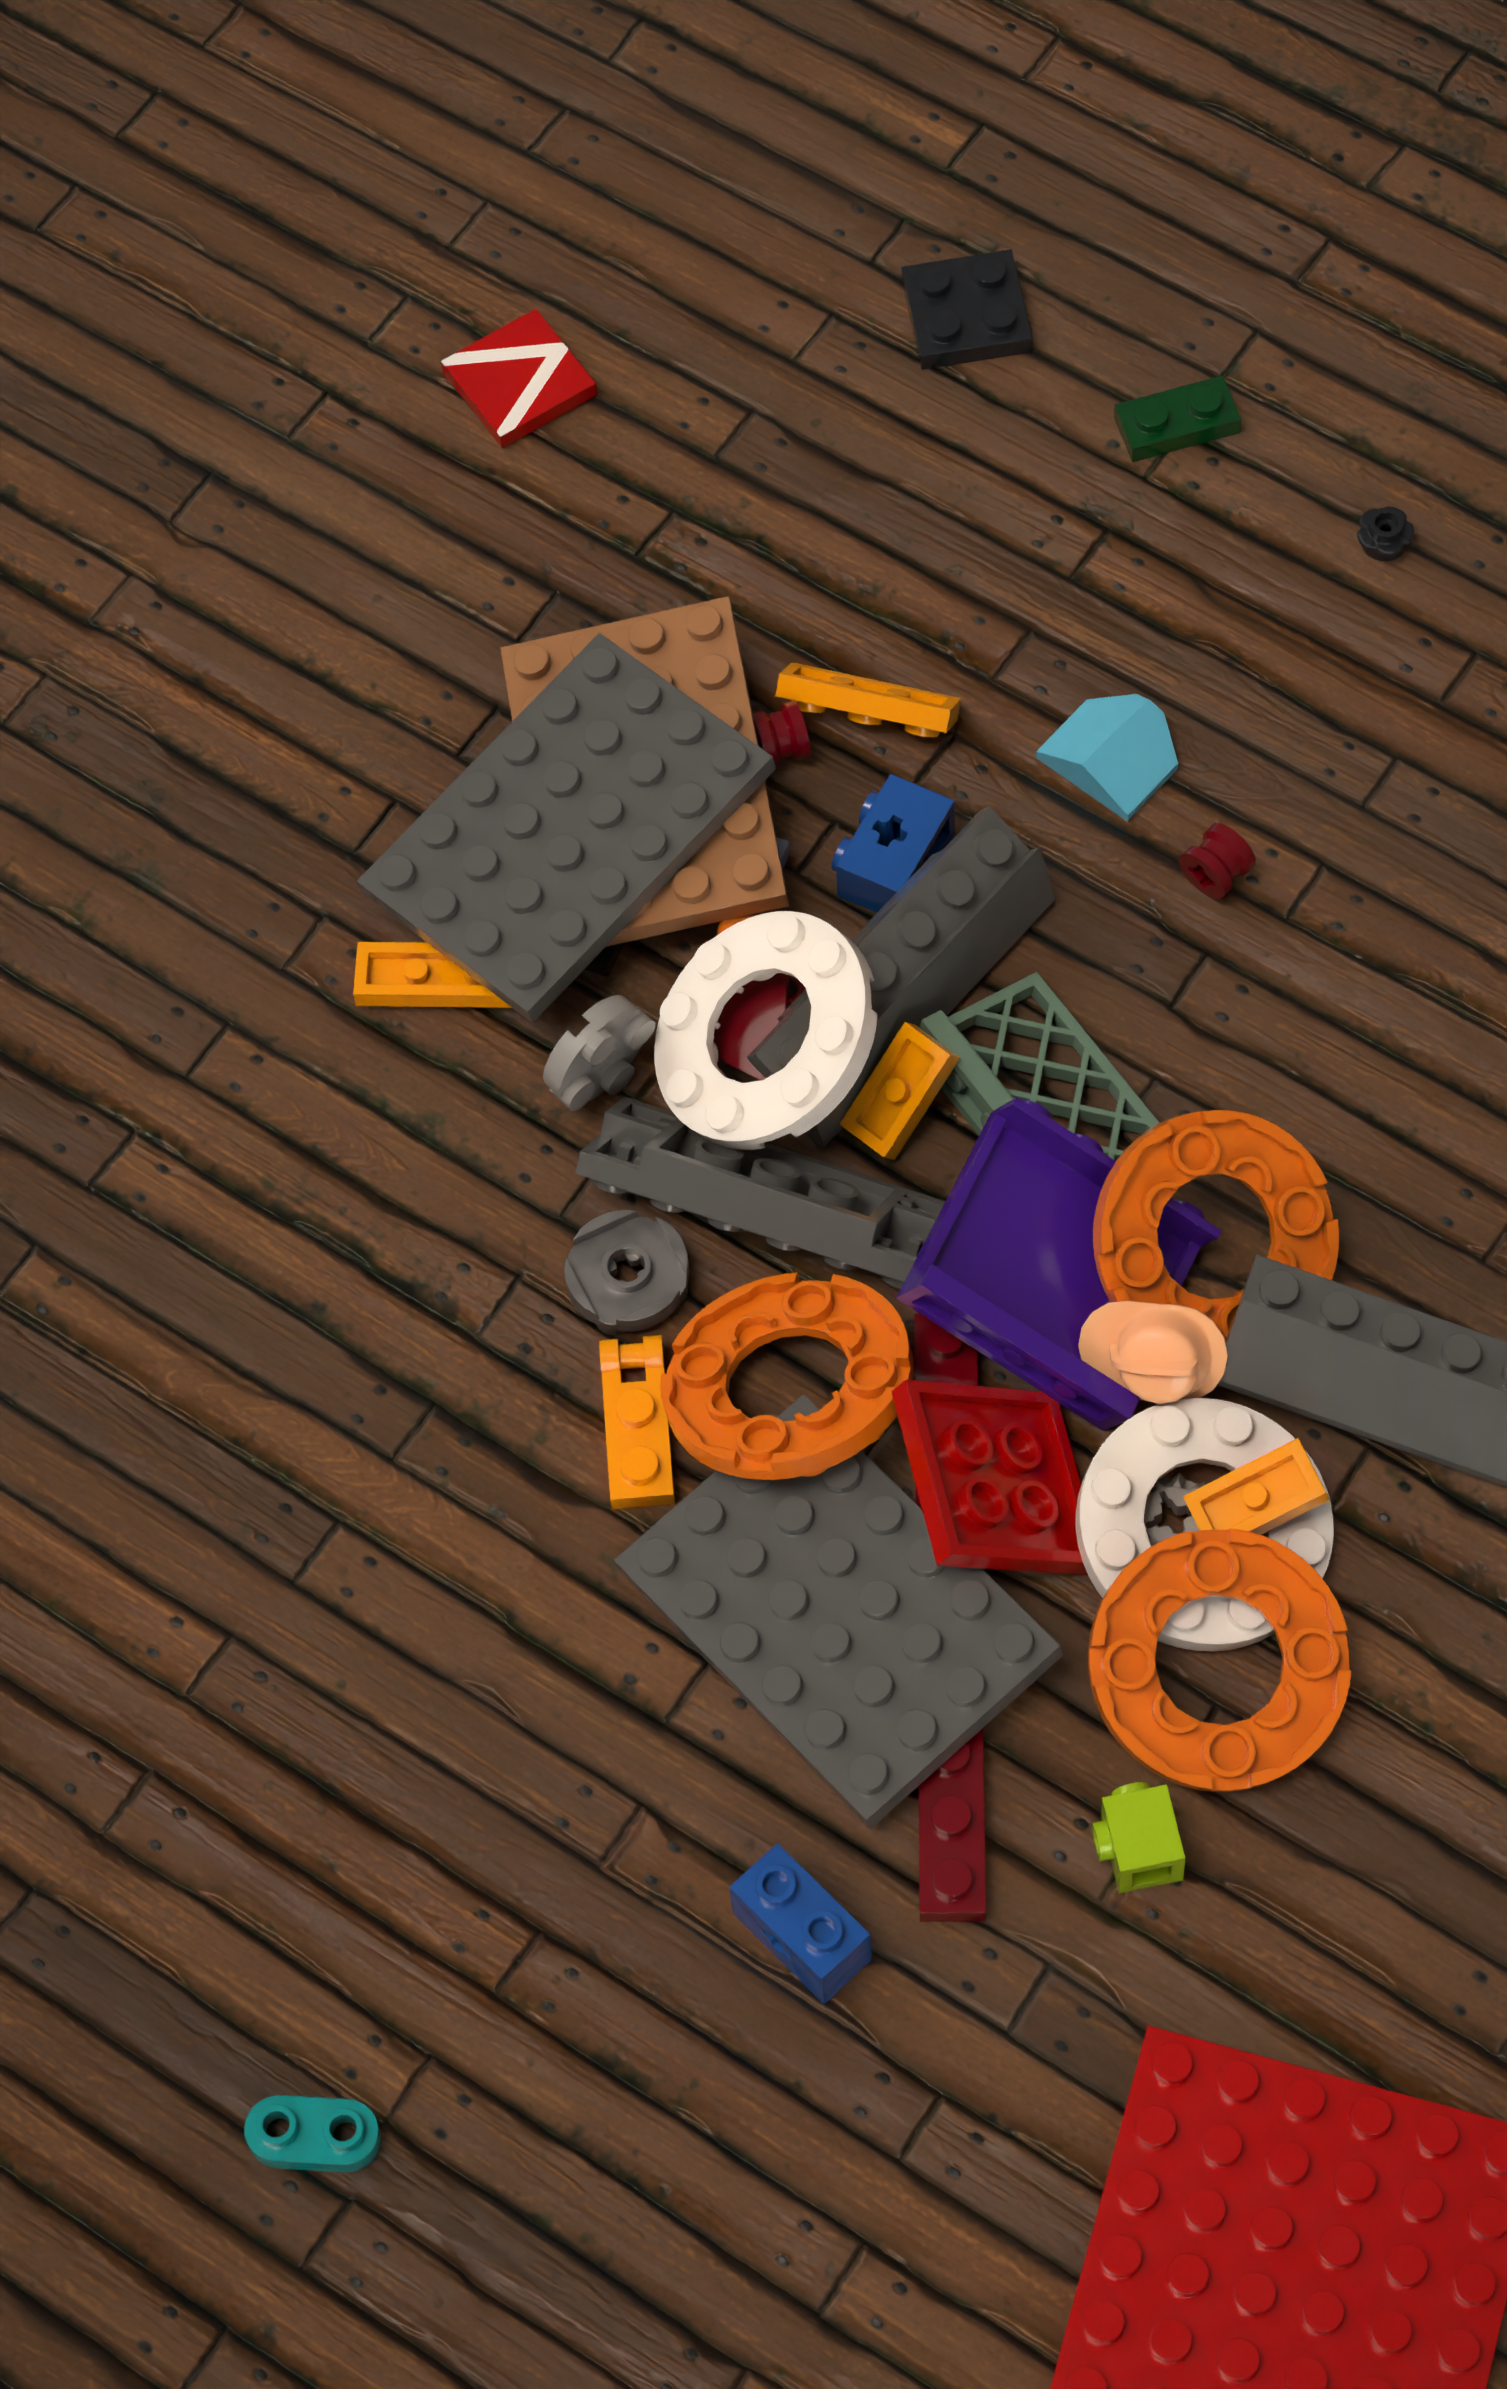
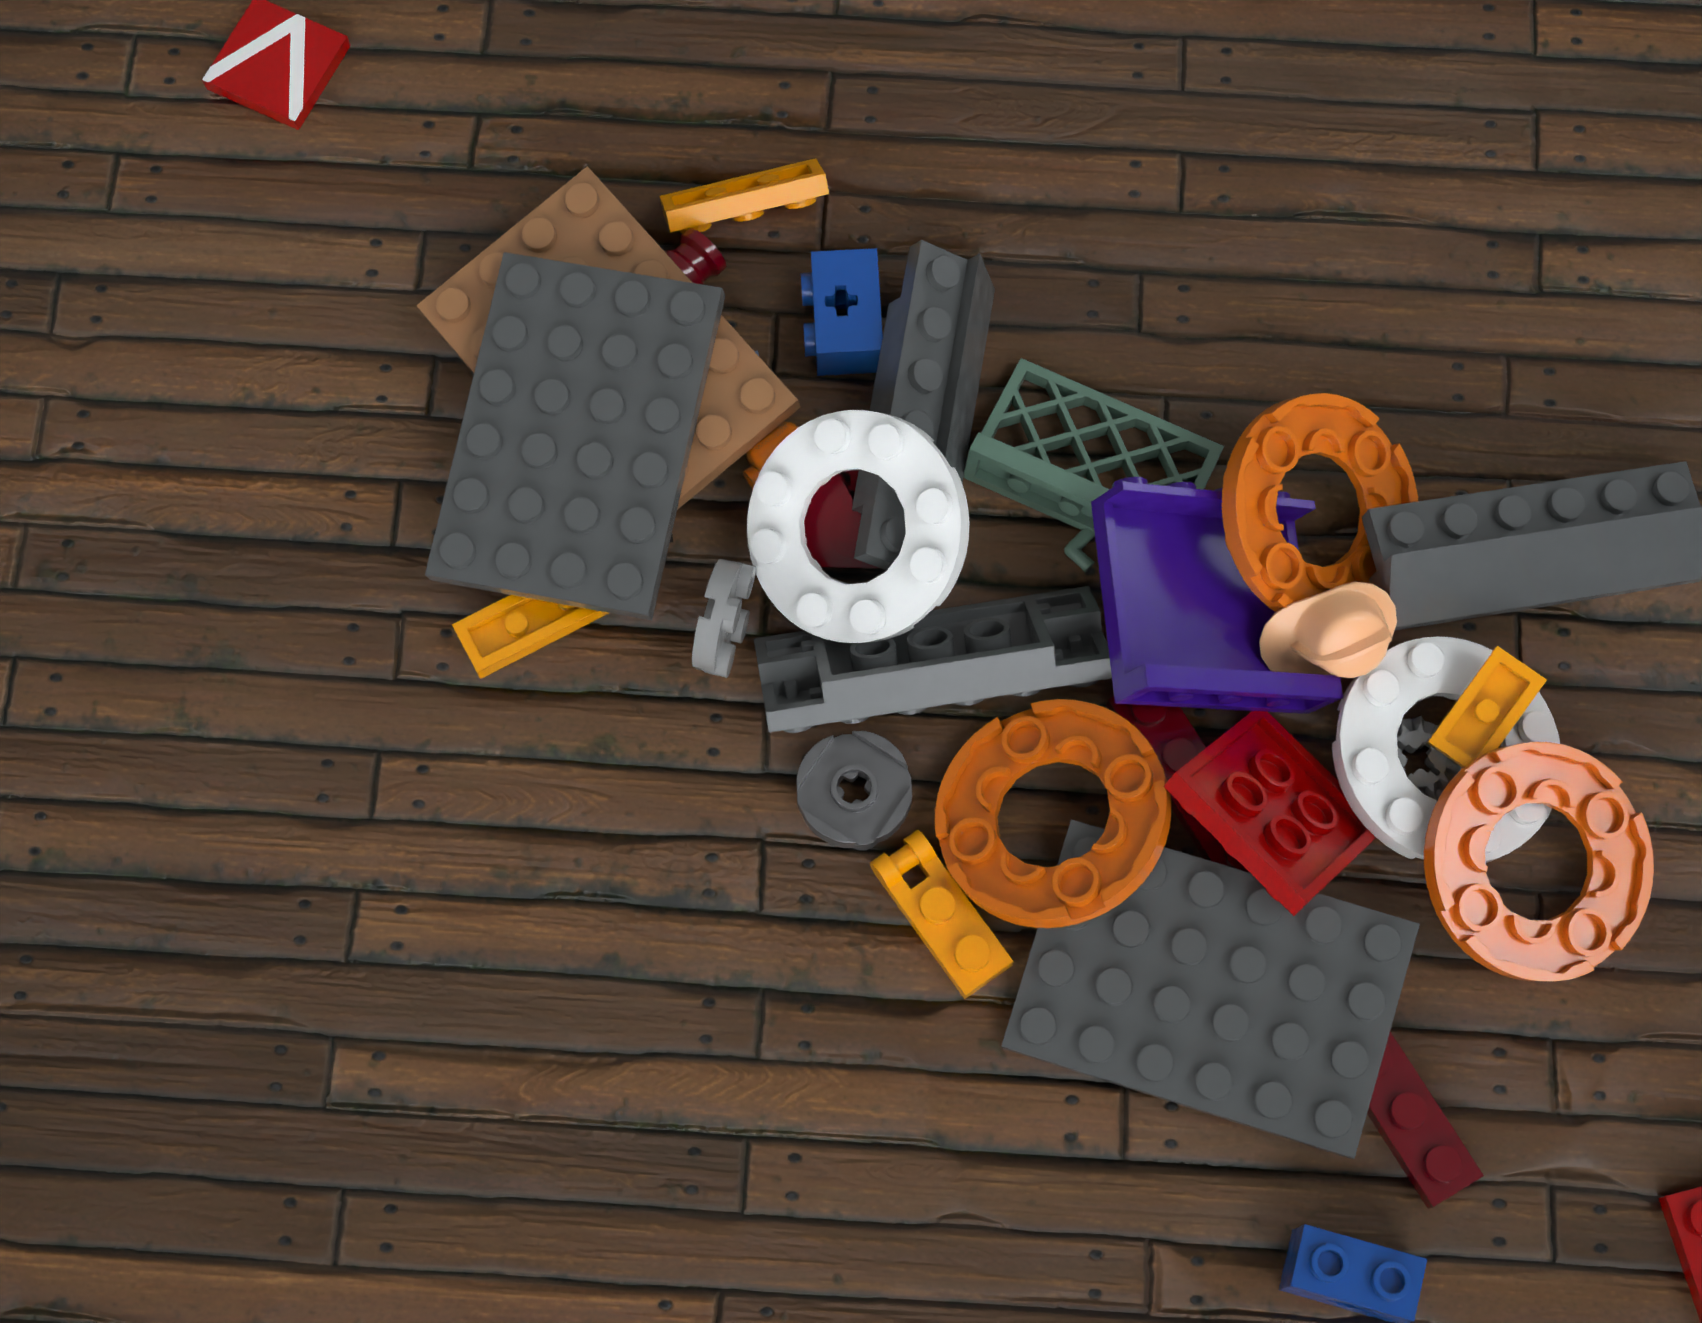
camera: 35 degrees left, 10 degrees up
(899, 1091) = (992, 501): light orange plate -> none
(1114, 751) = (962, 141): medium azure slope -> none
(1139, 1837) = (1563, 1042): lime brick -> none
(1217, 861) = (1107, 192): dark red wheel -> none

